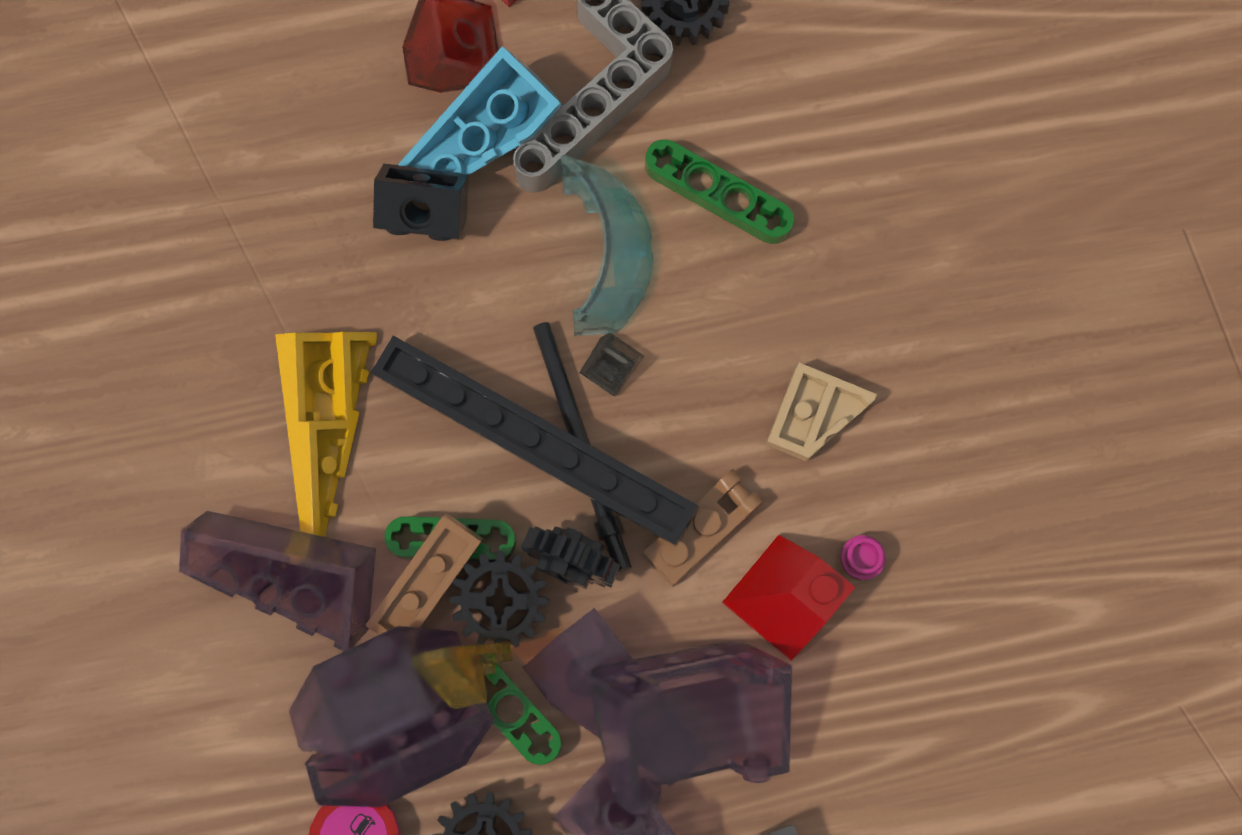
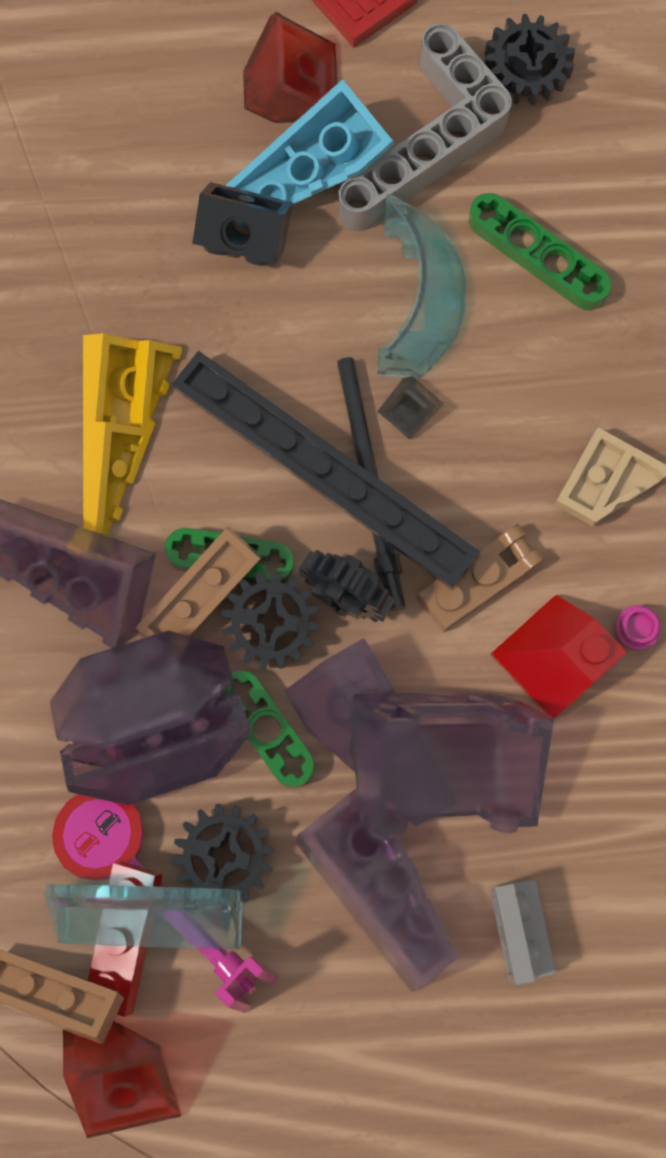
camera: 10 degrees right, 0 degrees up
(460, 671) = (224, 679): clear yellow slope -> none

